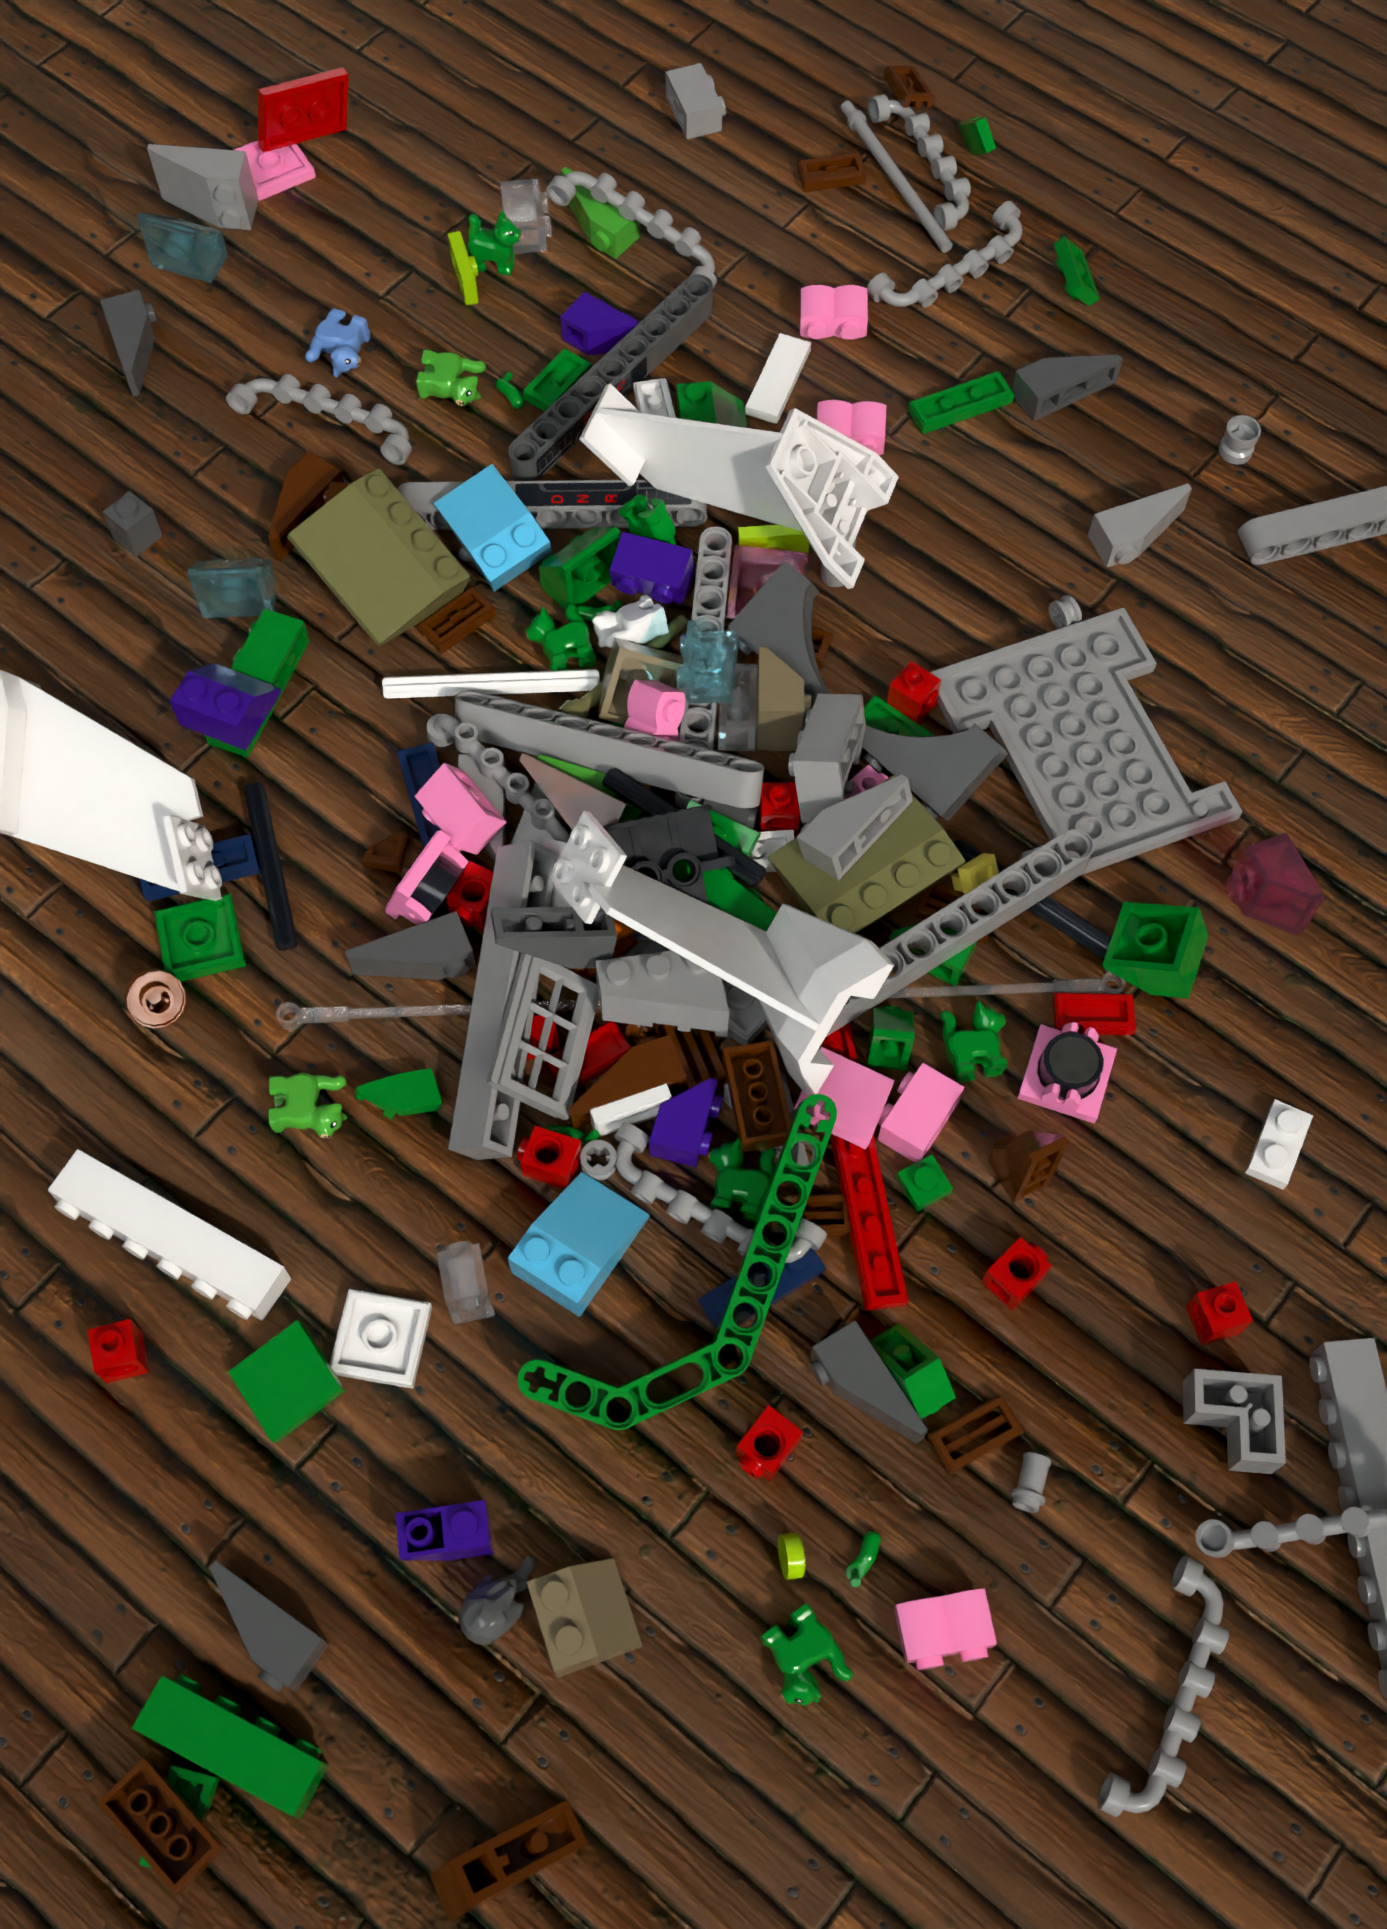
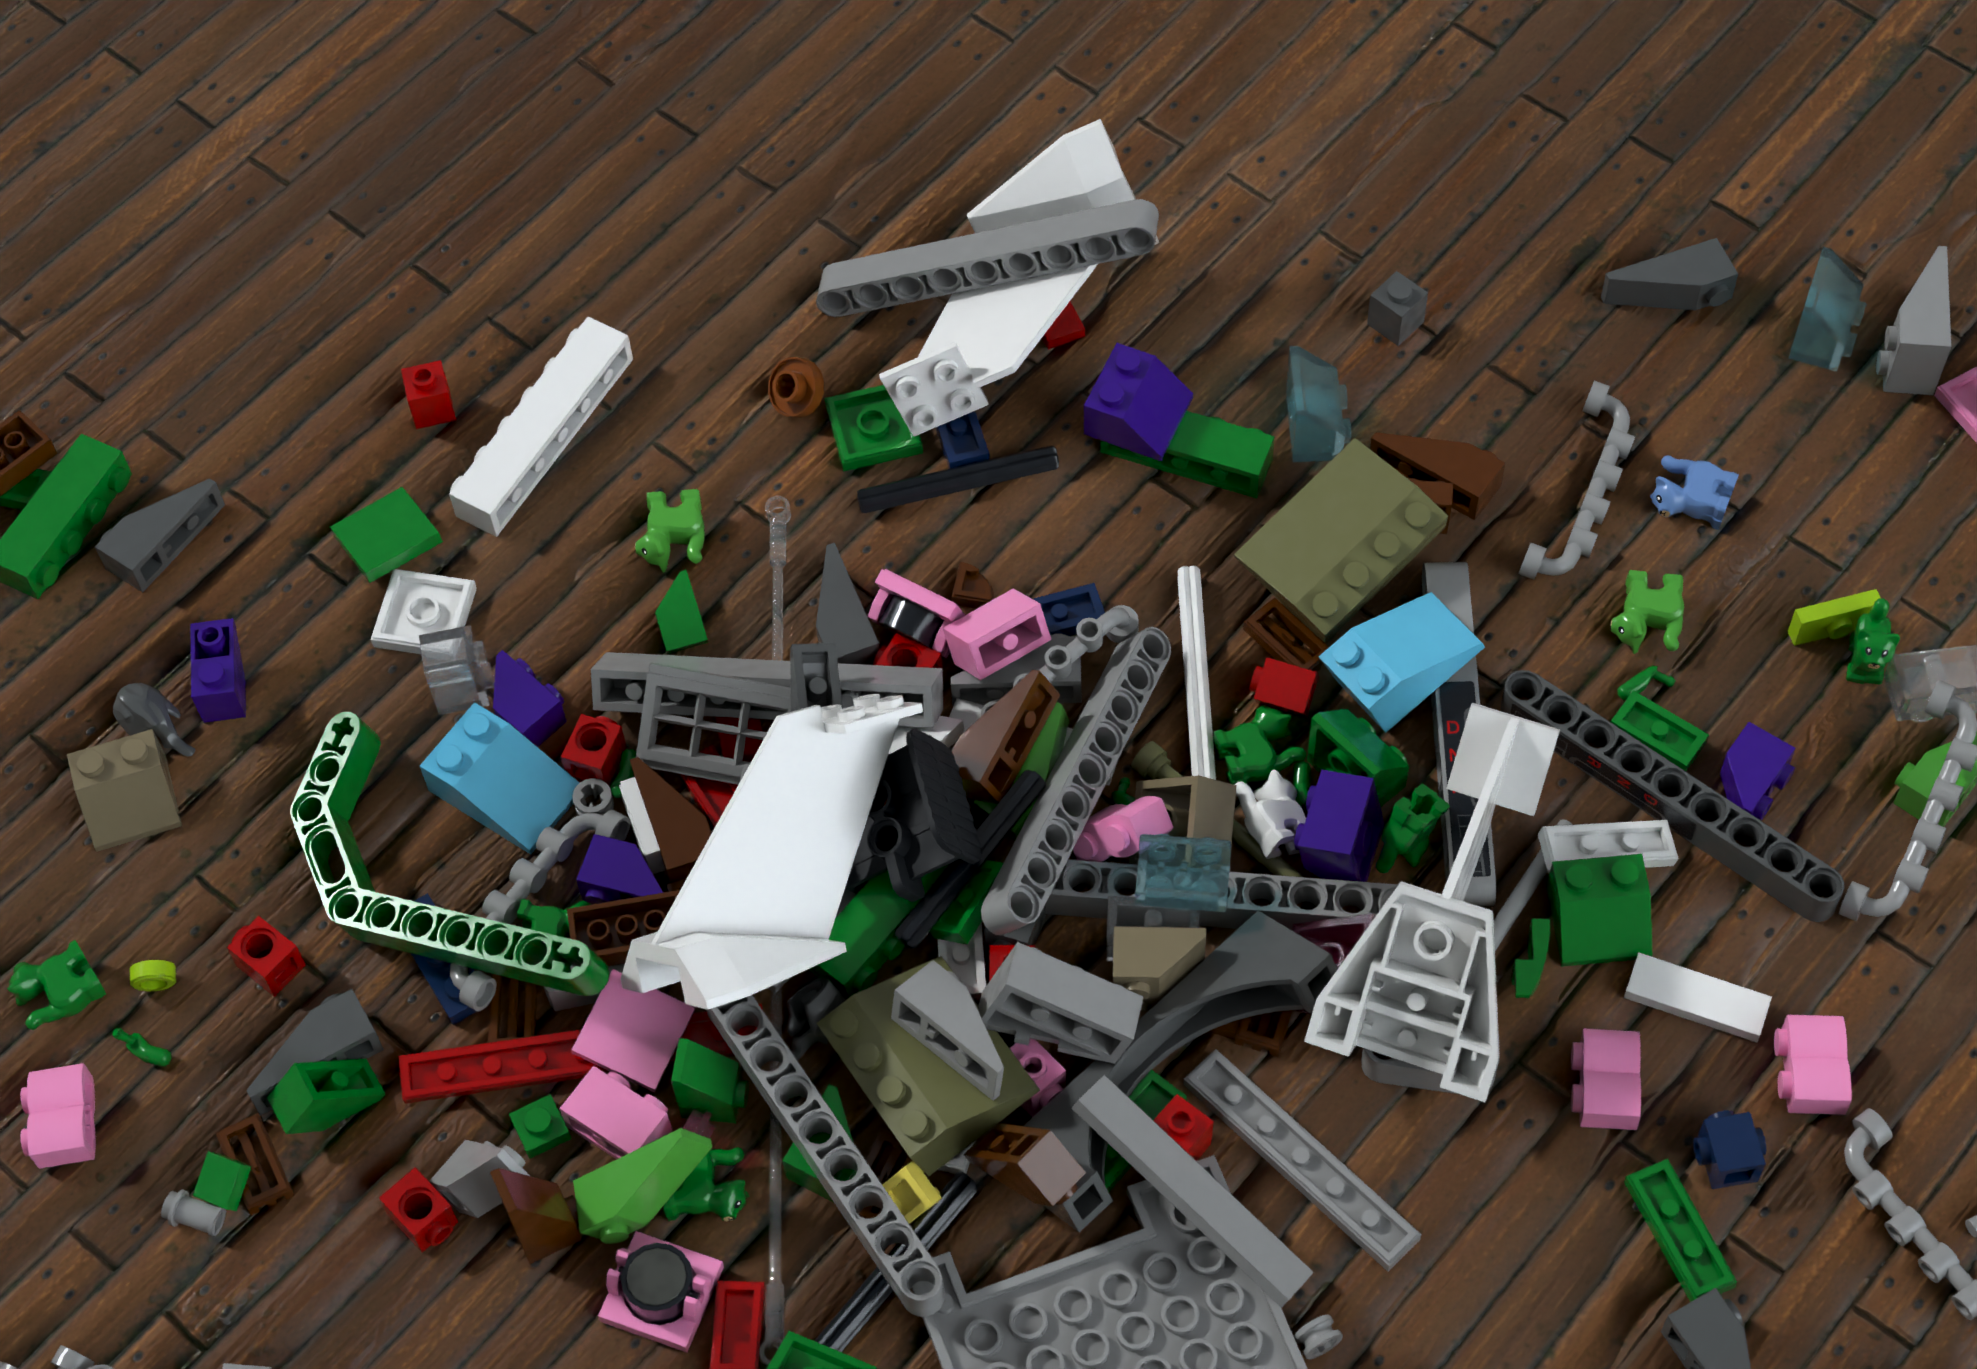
camera: 95 degrees right, 5 degrees down
(50, 814) = (989, 258): none -> light grey beam
(496, 1224) = (524, 701): none -> dark purple slope
(511, 613) = (1284, 687): none -> red brick
(902, 363) = (1730, 1149): none -> dark blue brick
(918, 625) = (1302, 1160): none -> light grey tile
(928, 1049) = (699, 1123): none -> clear pink plate
(968, 677) = (1192, 1190): none -> light grey tile
(969, 772) = (1028, 1162): none -> reddish brown slope
(993, 1214) = (467, 1178): none -> light grey slope
(998, 1094) = (636, 1186): none -> bright green slope
(1001, 1456) = (222, 1181): none -> green tile

